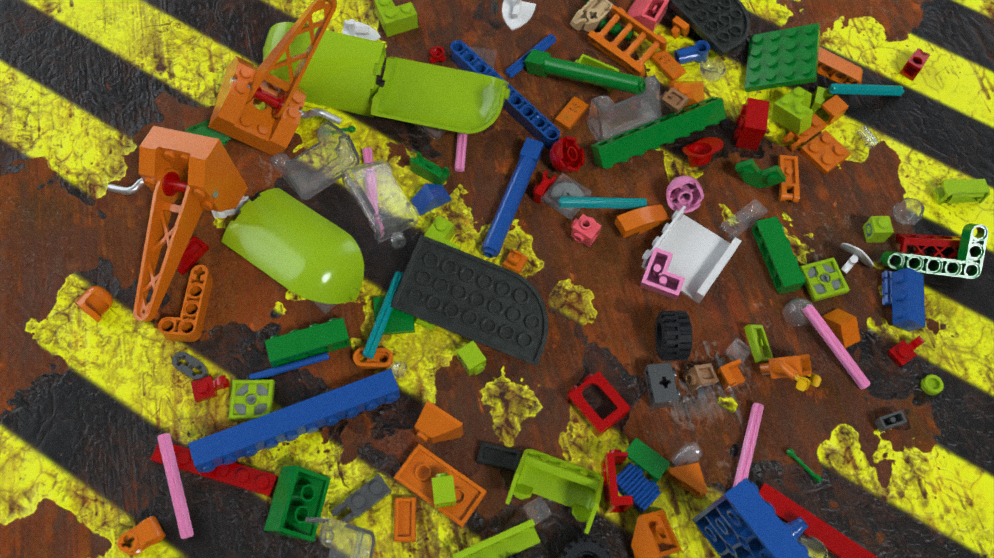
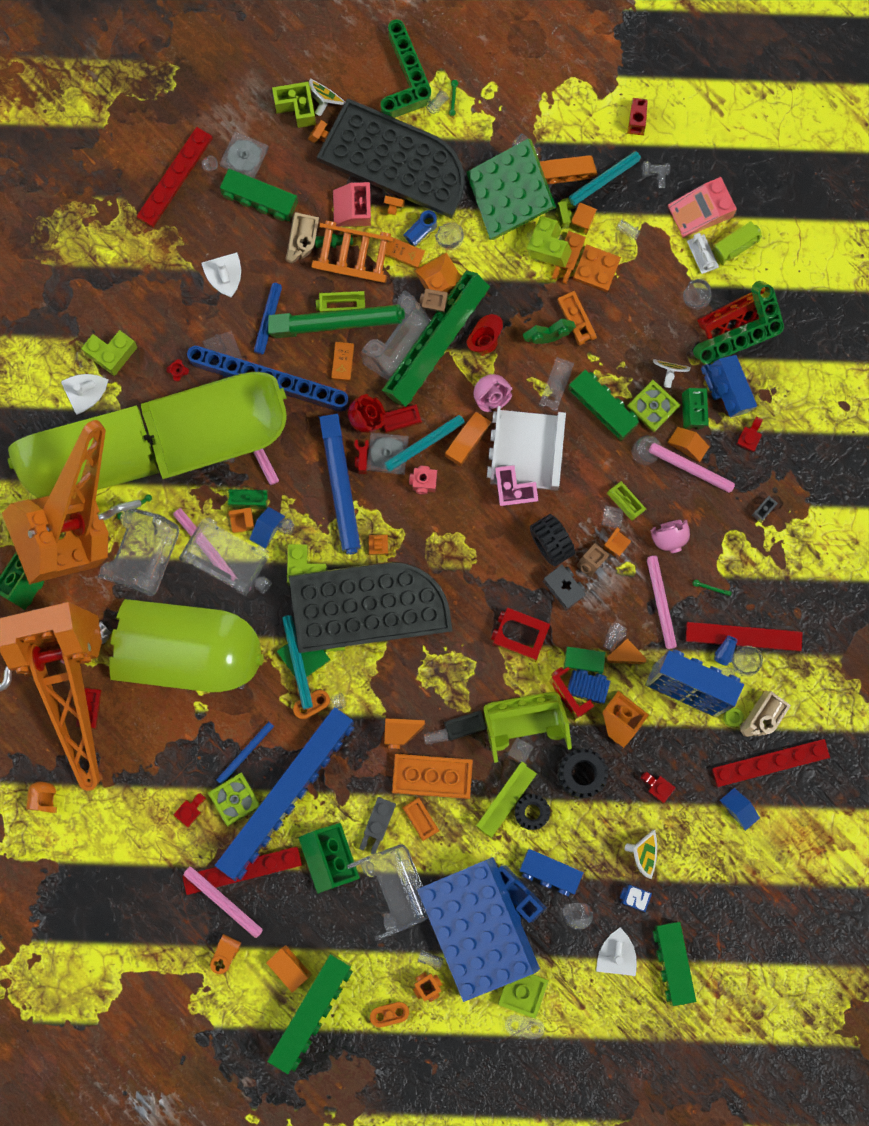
camera: 30 degrees left, 15 degrees up
(192, 363) = (161, 807): dark grey beam -> none
(199, 281) = (124, 749): orange beam -> none
(307, 342) = (248, 724): green brick -> none
(414, 180) = (241, 520): none -> orange panel
(443, 490) = (439, 780): lime brick -> none
(447, 206) = (286, 526): none -> clear hinge
(465, 450) = (435, 737): none -> clear pin
(471, 358) = (394, 657): lime brick -> none
(594, 177) = (401, 418): none -> red tile
(751, 123) = (516, 281): red brick -> none
(787, 396) = (671, 535): none -> bright pink cylinder
(793, 368) = (664, 511): orange torso -> none
(863, 299) = (695, 408): none -> green hinge
(878, 229) = (678, 328): lime brick -> none
(917, 109) = (662, 170): none -> clear piece
(926, 185) = (702, 253): none -> white hinge
(932, 384) = (785, 454): lime tile -> none
(943, 152) = (702, 207): none -> coral slope

